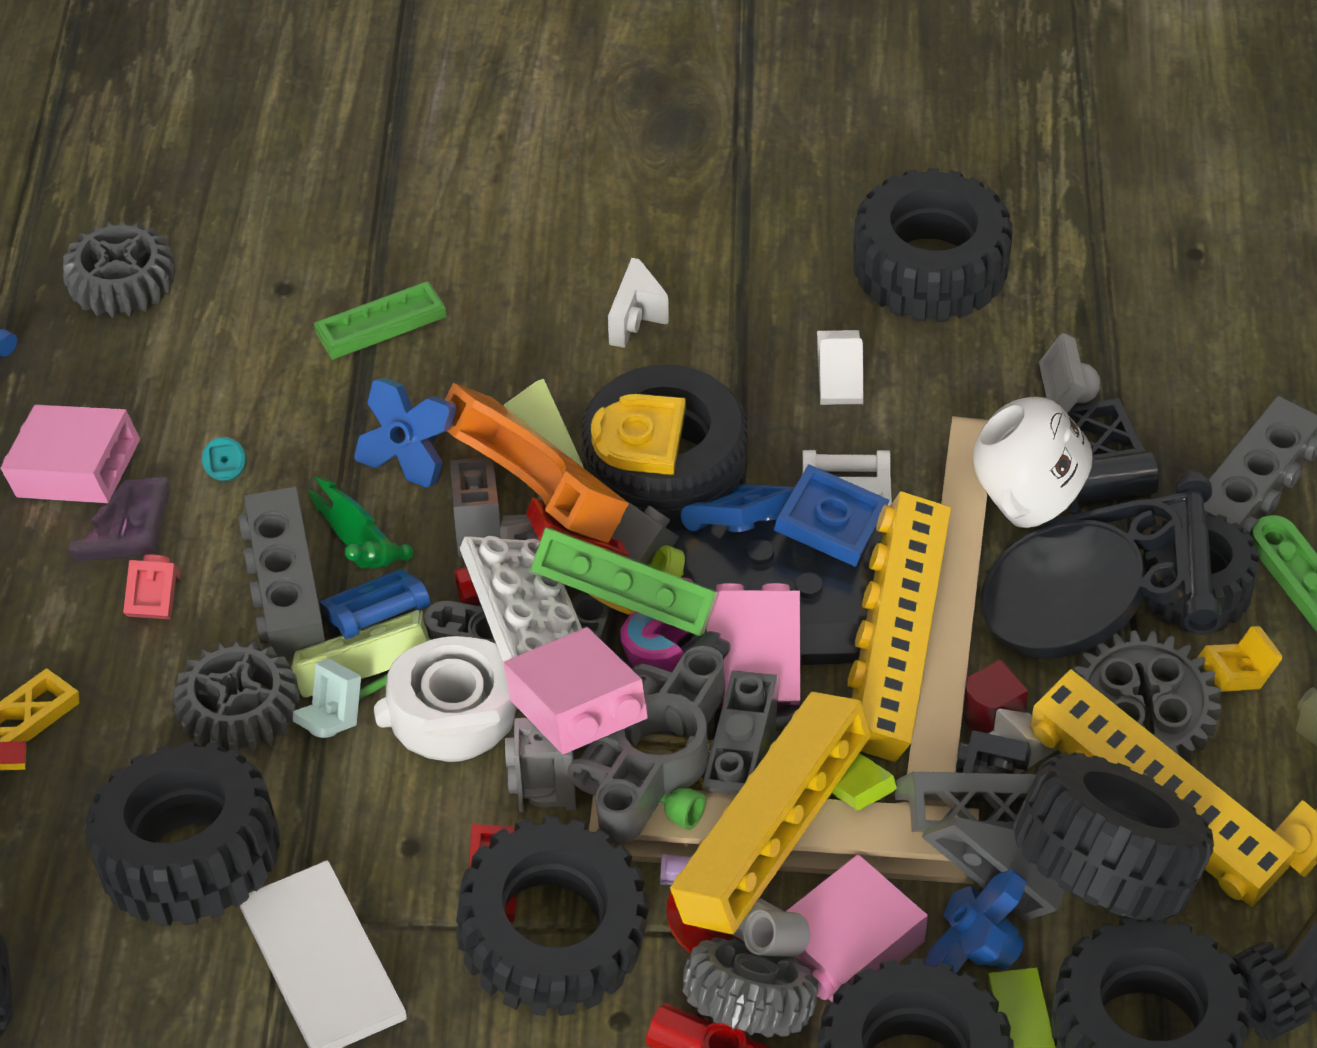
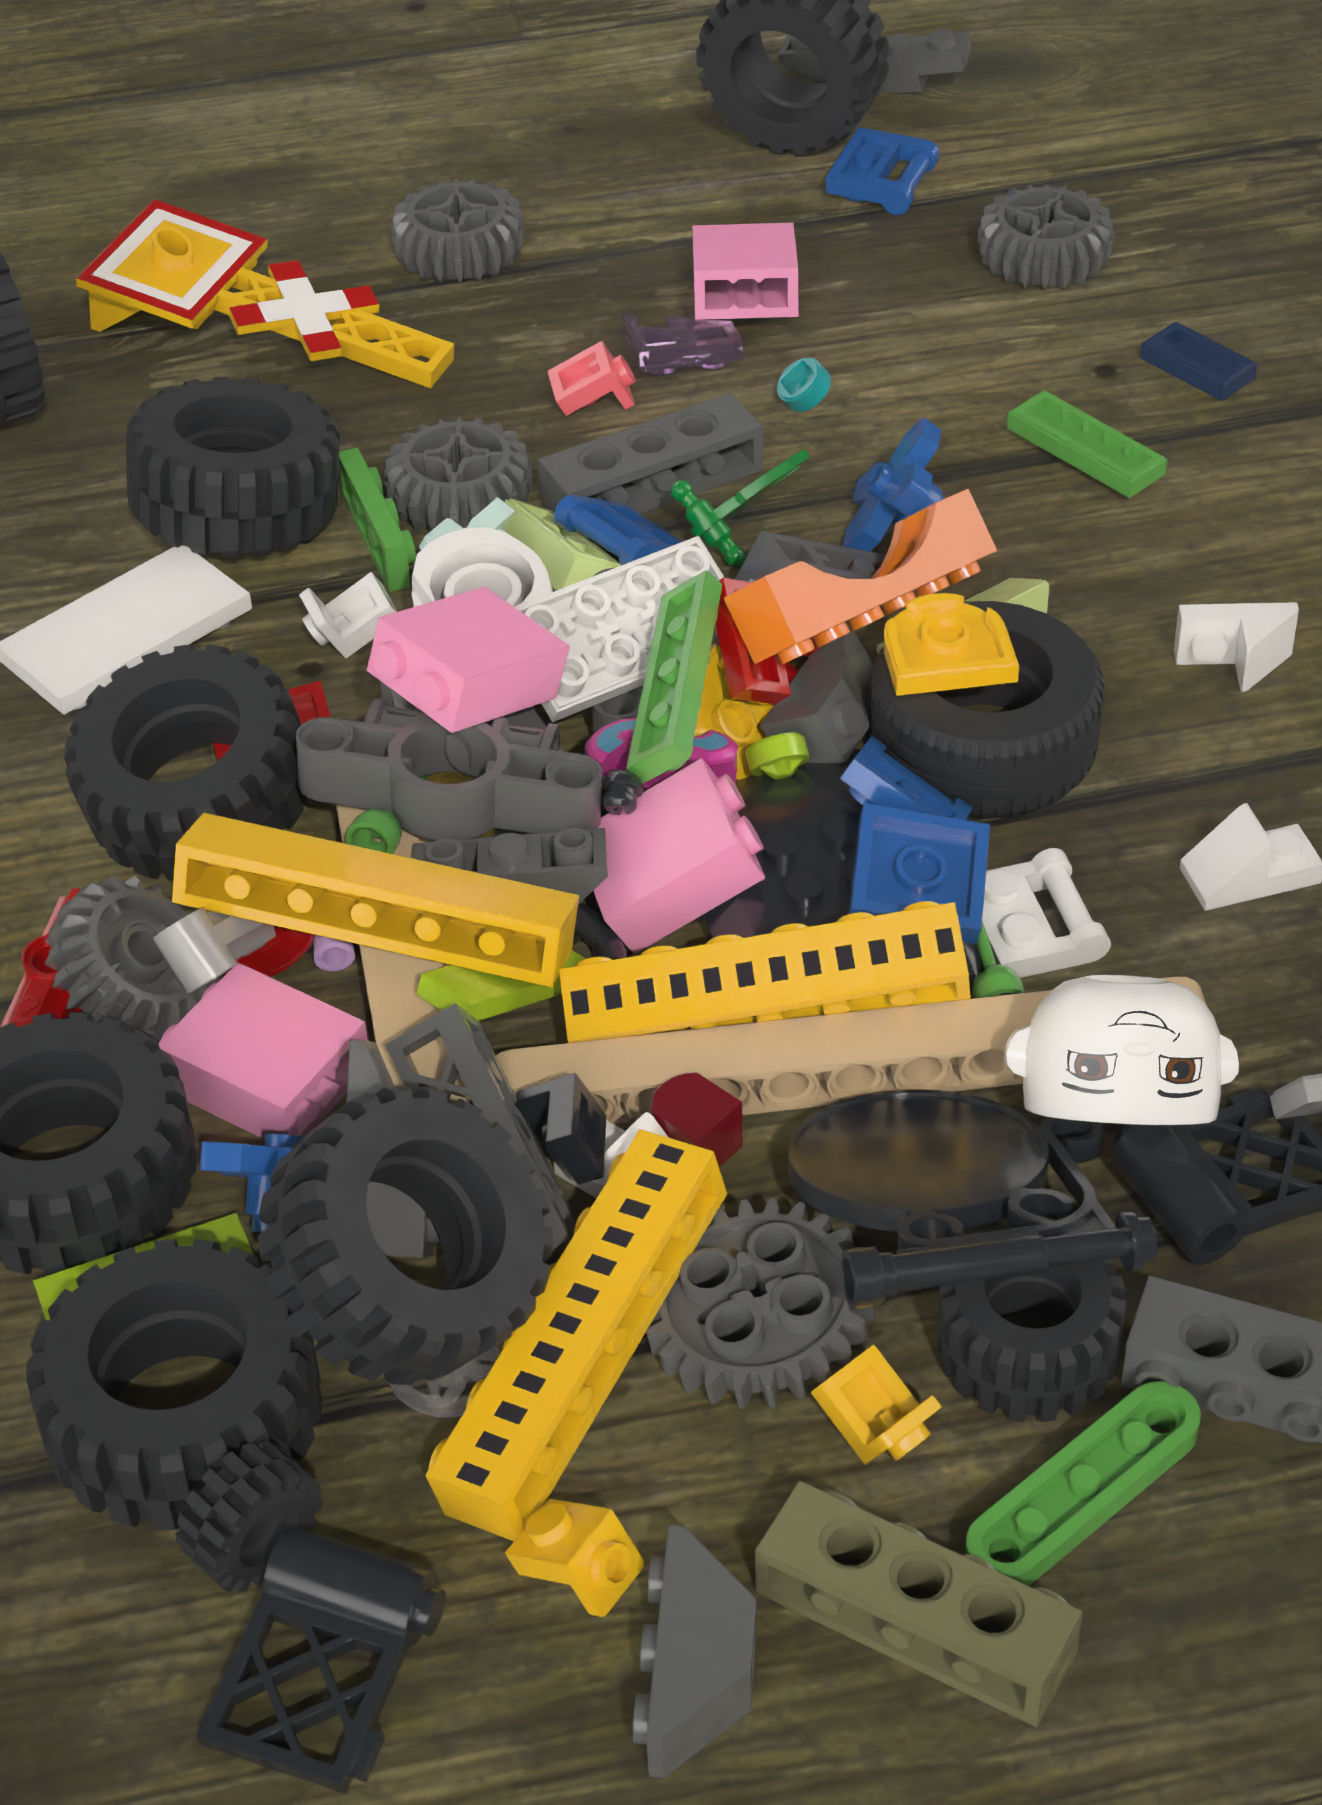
camera: 75 degrees right, 5 degrees down
(291, 760) = (376, 519): none -> bright green plate
(307, 235) = (1198, 361): none -> dark blue tile
(380, 797) = (350, 617): none -> white bracket

